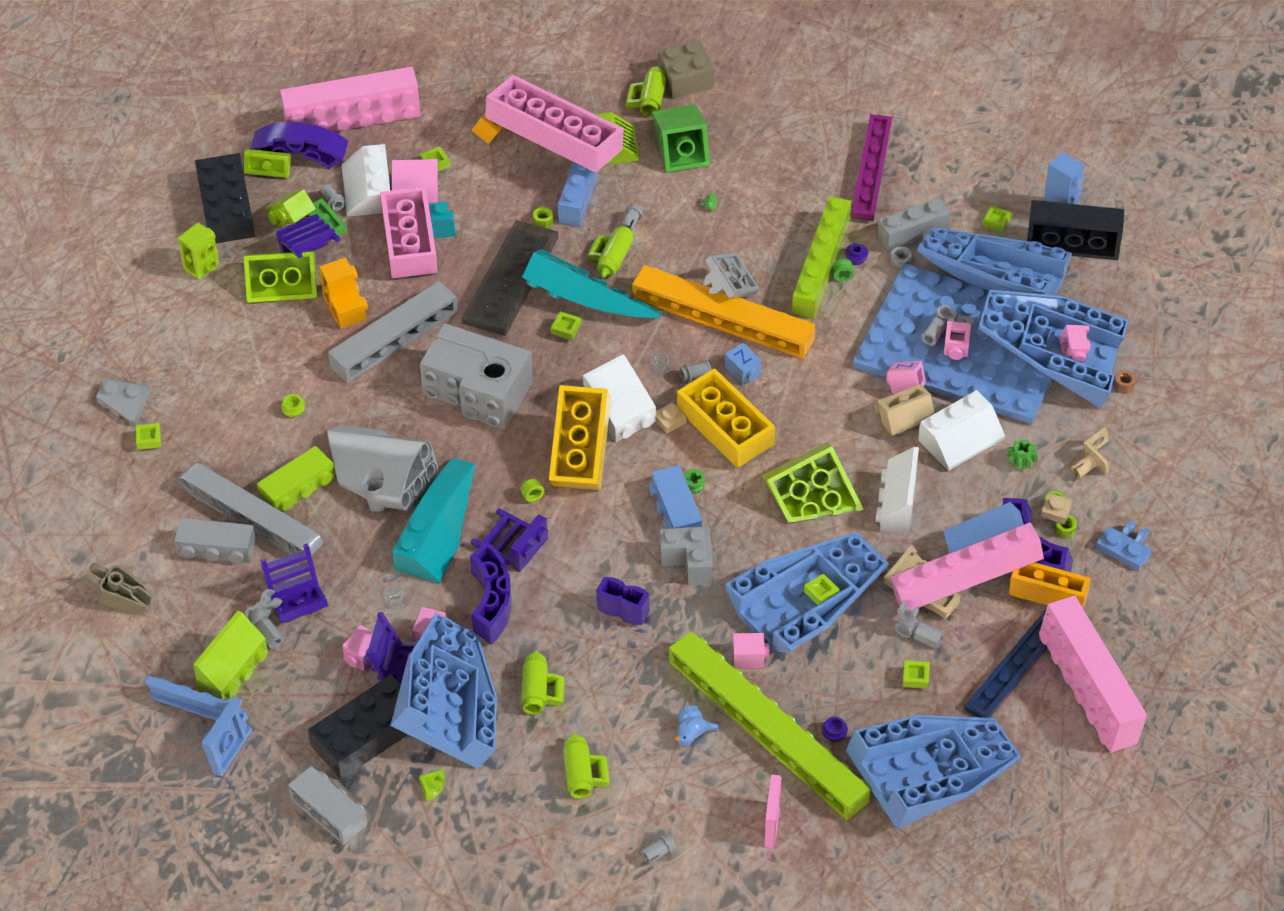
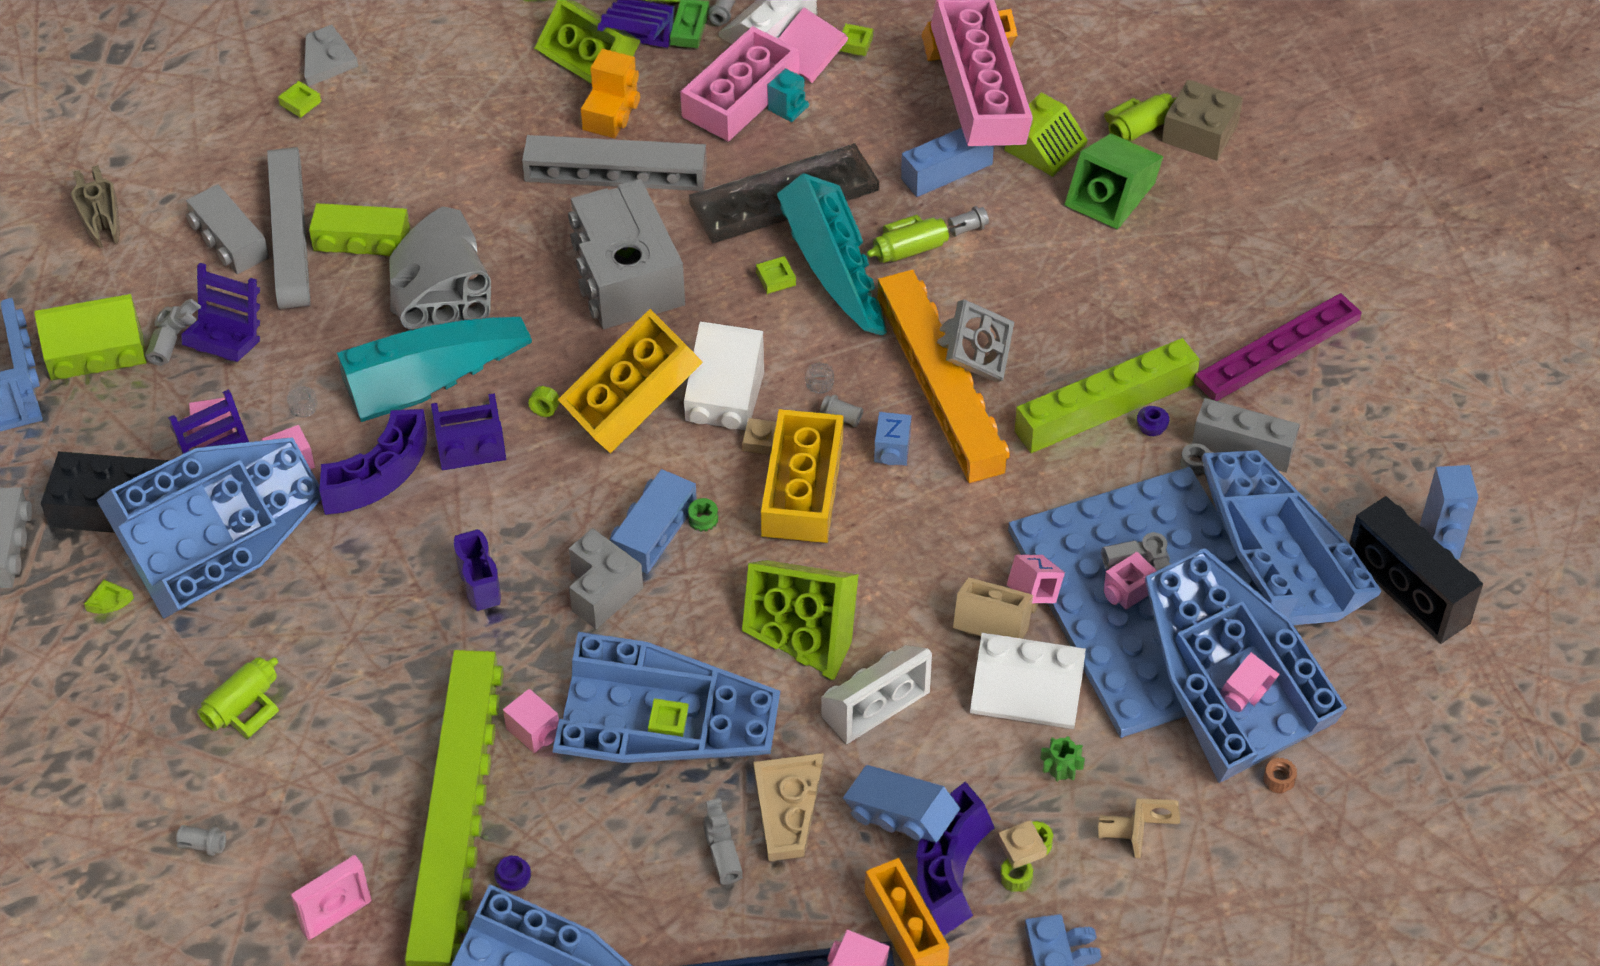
camera: 45 degrees right, 0 degrees up
(293, 405) = (448, 163): lime plate -> none
(534, 685) = (306, 582): lime piece -> none
(543, 212) = (886, 168): lime axle -> none
(692, 726) = (384, 747): medium blue animal -> none
(710, 203) = (1069, 263): bright green rock -> none
(842, 270) = (1114, 425): bright green bush -> none
(916, 674) = (660, 890): lime plate -> none
(968, 567) = (829, 820): bright pink brick -> none
(997, 219) = (1352, 497): lime tile -> none

